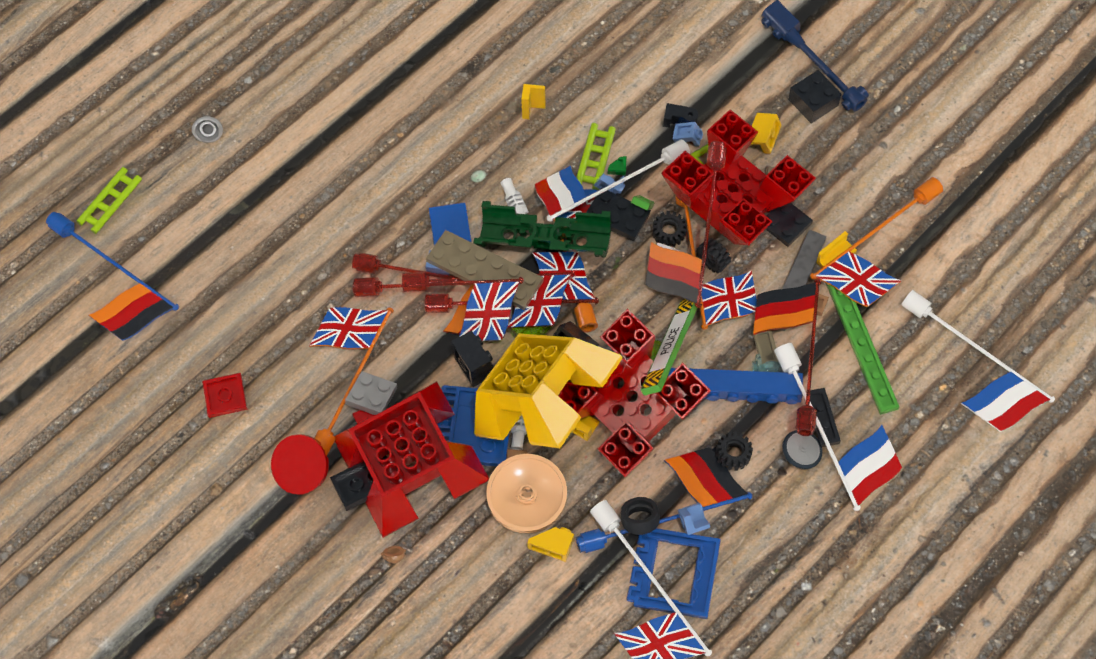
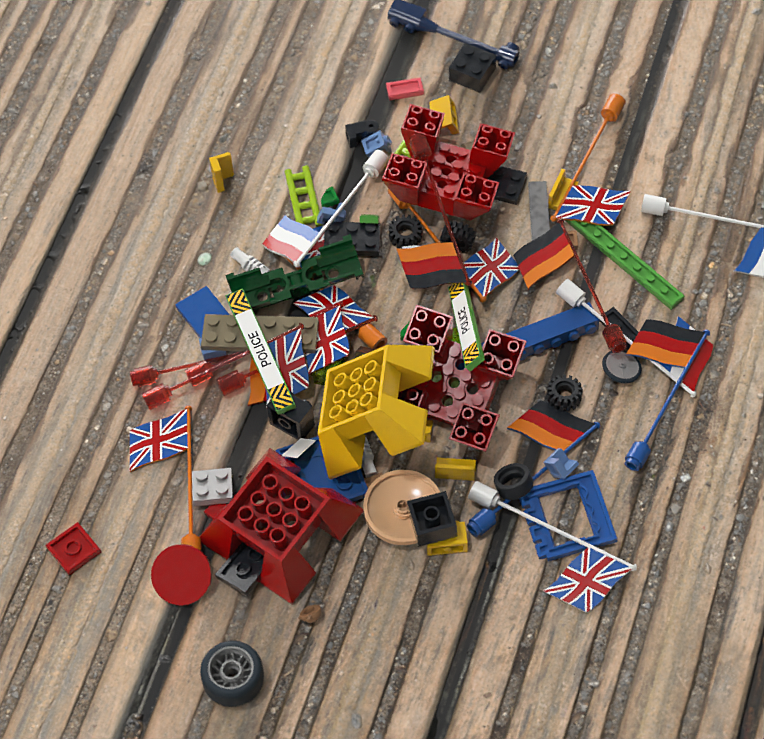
camera: 25 degrees left, 5 degrees down
(289, 564) = (230, 659): none -> wheel
(461, 393) = (298, 448): none -> white sticker
(471, 289) = (260, 352): none -> tile
(542, 518) = (432, 518): none -> black brick
(595, 477) = (455, 469): none -> yellow panel
(742, 90) = (405, 88): none -> coral tile
(765, 346) = (545, 296): dark tan tile -> none
(770, 366) = (546, 312): clear light blue bracket -> none
(854, 450) = (670, 347): none -> flag

